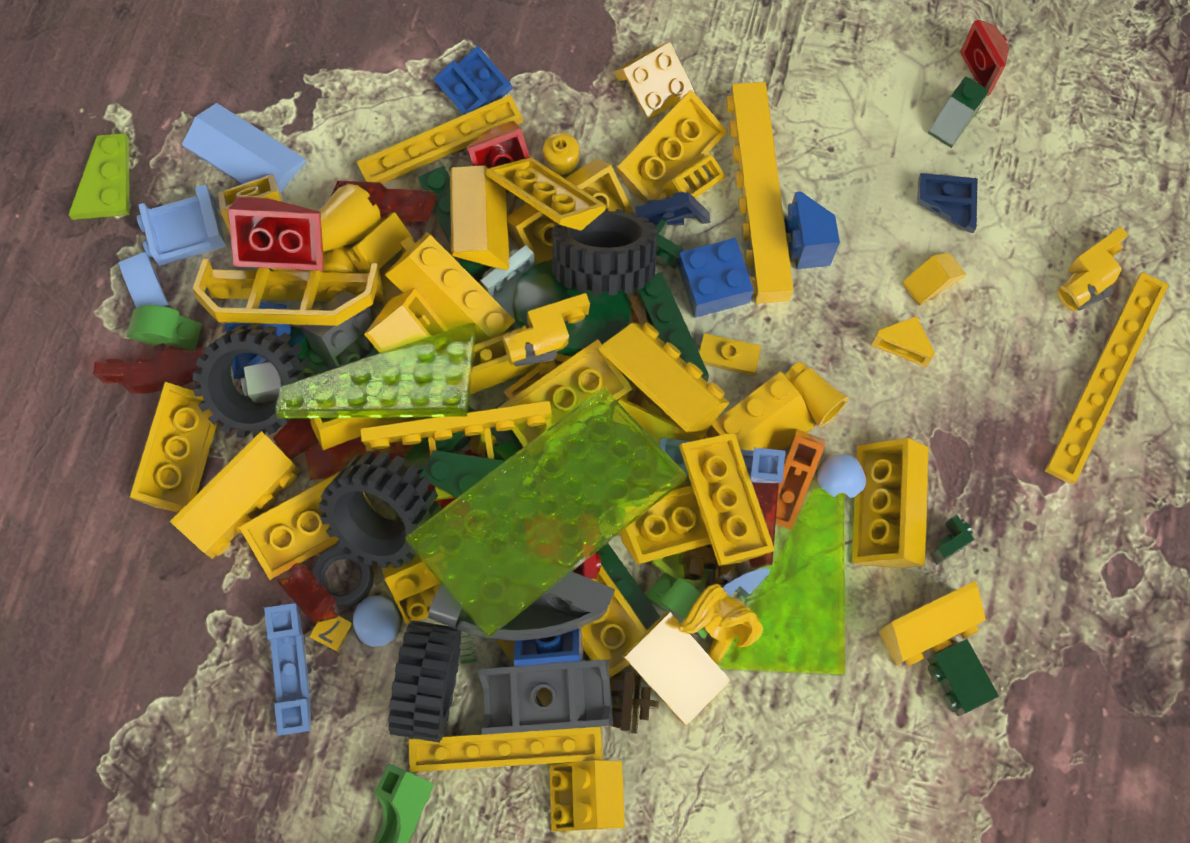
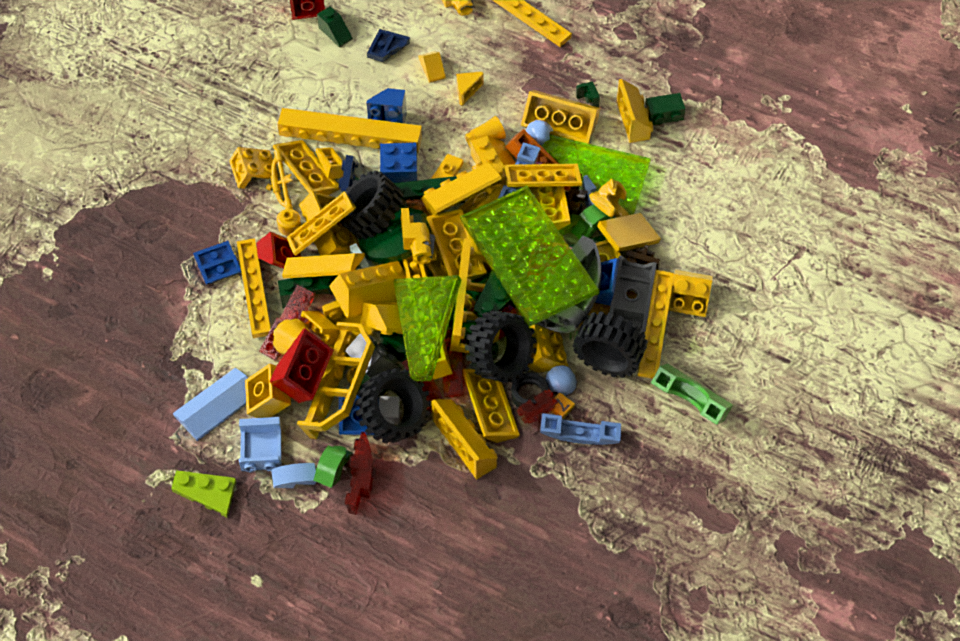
camera: 75 degrees left, 15 degrees down
(174, 451) = (419, 470): yellow slope -> none
(632, 121) = (284, 179): none -> yellow piece

